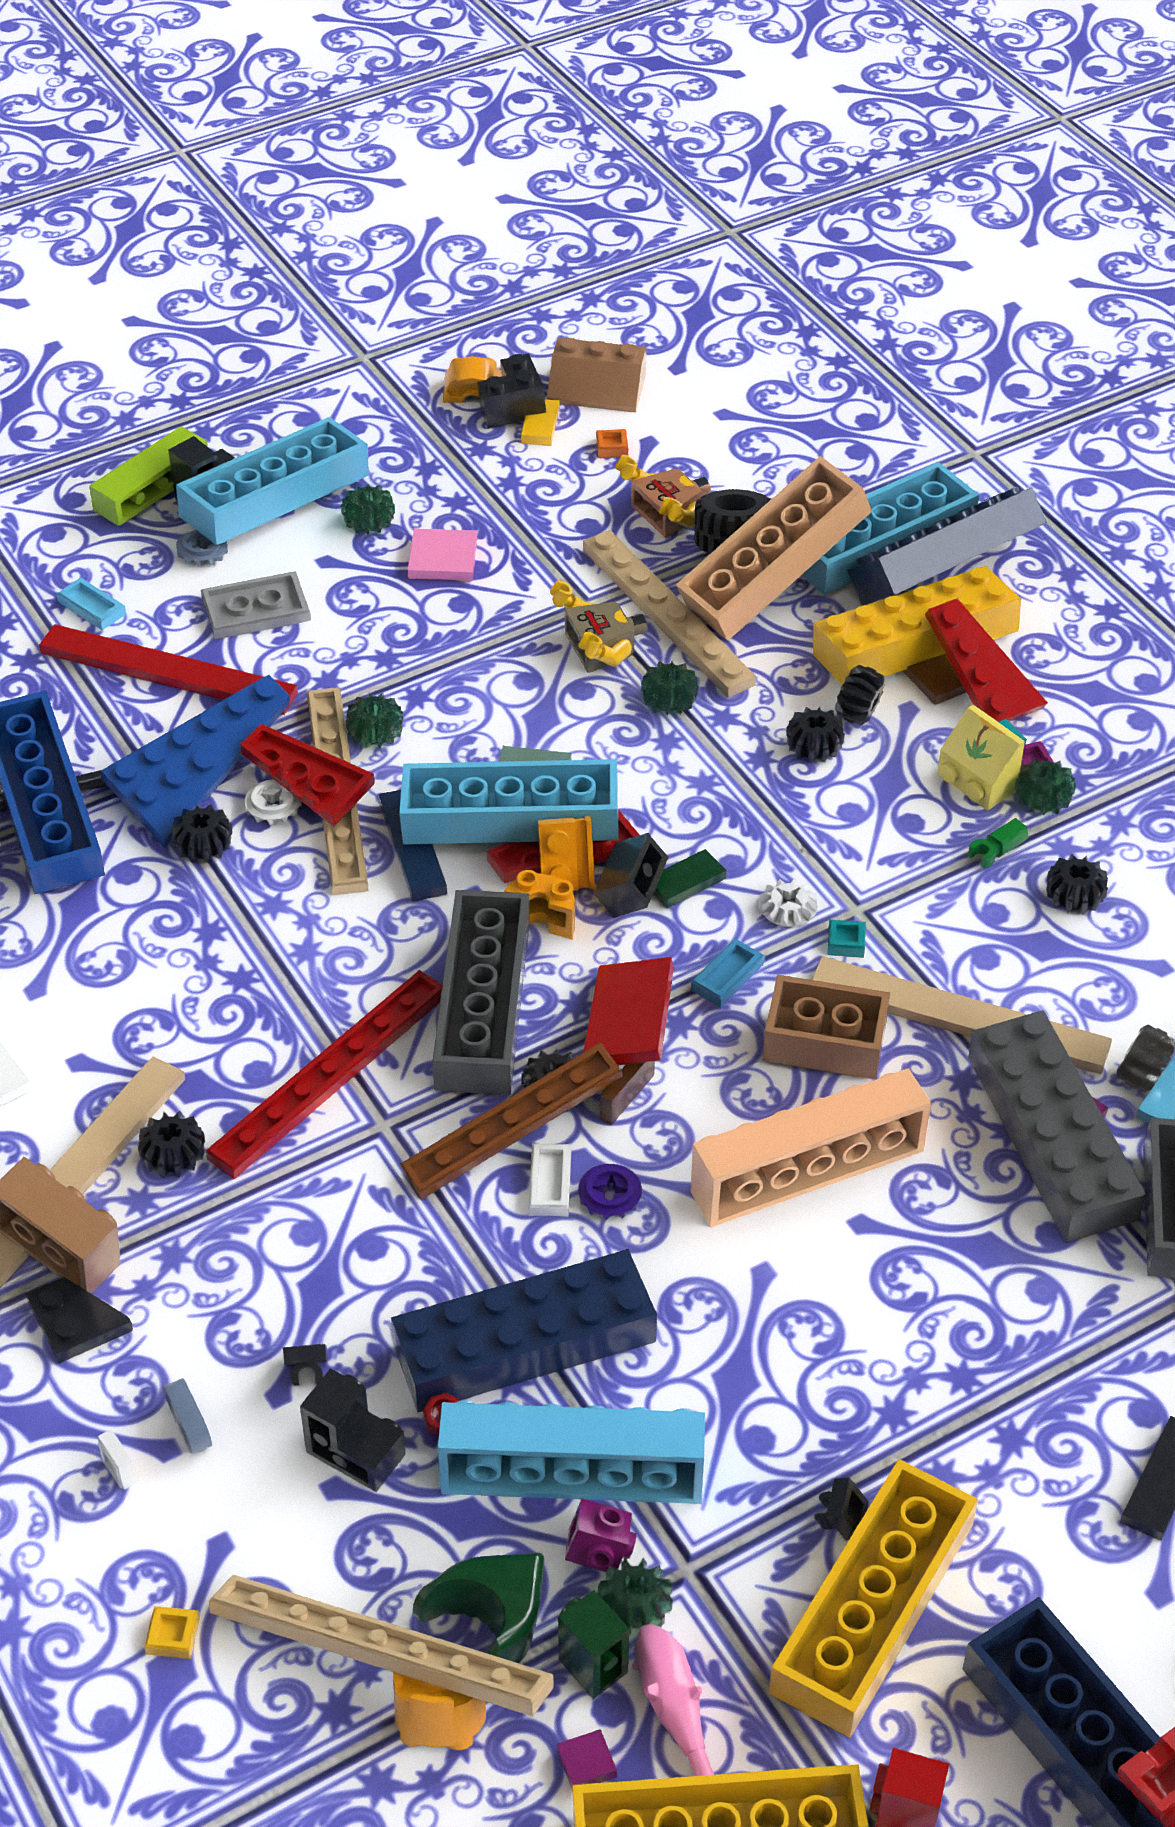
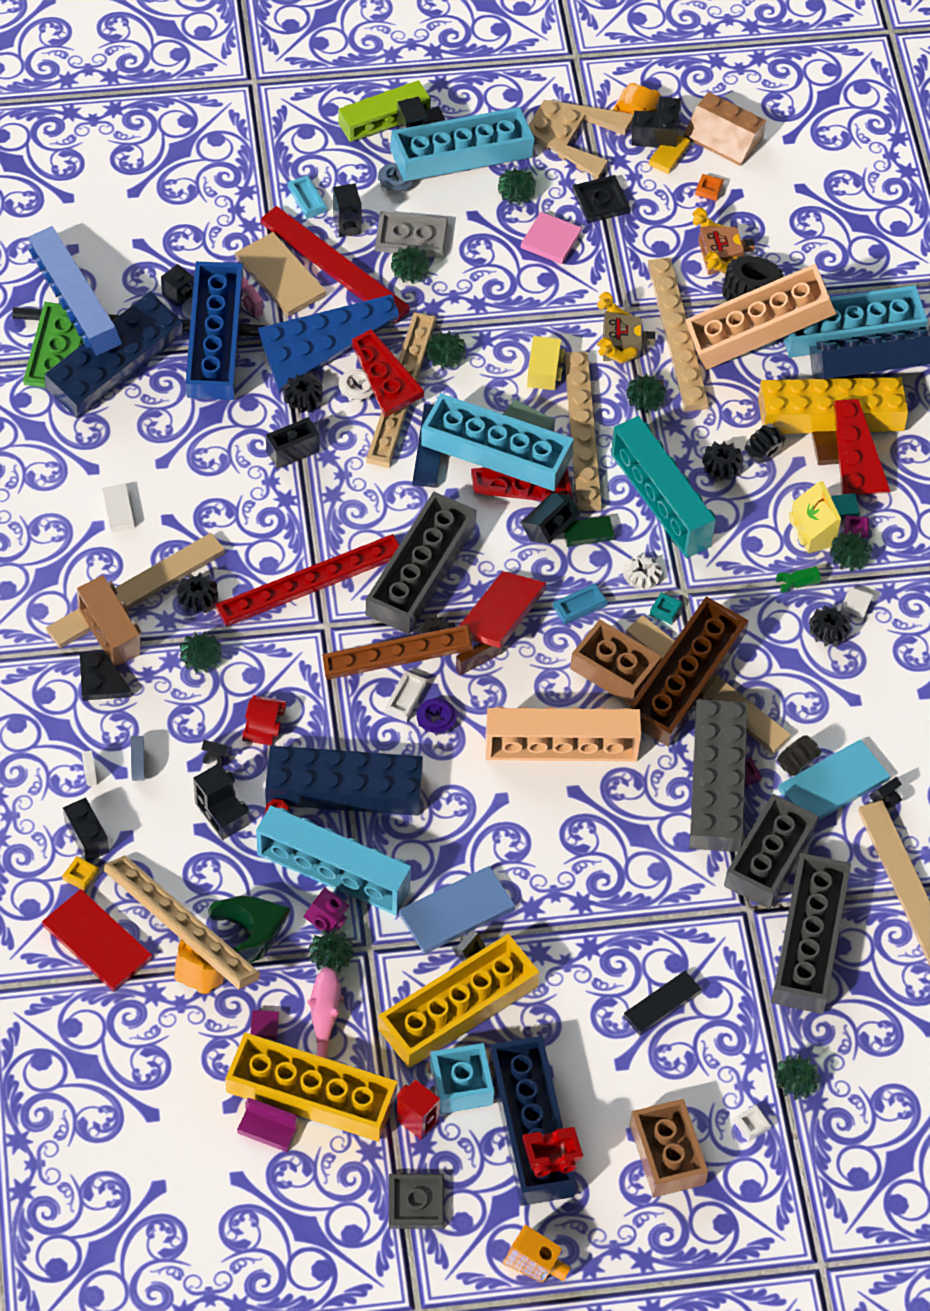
camera: 20 degrees right, 10 degrees up
(77, 743) = (251, 299): none -> bright pink plate
(102, 703) = (280, 274): none -> tan tile
(153, 1557) = (85, 829): none -> black brick
(157, 596) = (347, 210): none -> black brick
(215, 1225) = (200, 652): none -> clear green gear
(219, 897) = (292, 442): none -> black brick
(247, 1732) = (97, 940): none -> red tile
(273, 636) = (410, 264): none -> clear green gear
(356, 1289) = (262, 719): none -> red cylinder
(389, 431) = (558, 123): none -> tan wing
(483, 495) = (601, 199): none -> black tile
(516, 695) = (543, 363): none -> light yellow brick
(549, 901) = (490, 516): light orange cylinder -> none
(567, 850) = (515, 490): light orange plate -> none
(593, 1643) = (293, 966): dark green brick -> none
(597, 742) = (583, 431): none -> tan plate
(761, 786) = (663, 486): none -> teal brick
(788, 1459) = (456, 910): none -> medium blue tile
(935, 995) = (688, 670): none -> reddish brown brick
(949, 1714) = (462, 1078): none -> medium azure brick
(1090, 843) = (856, 602): none -> white tile

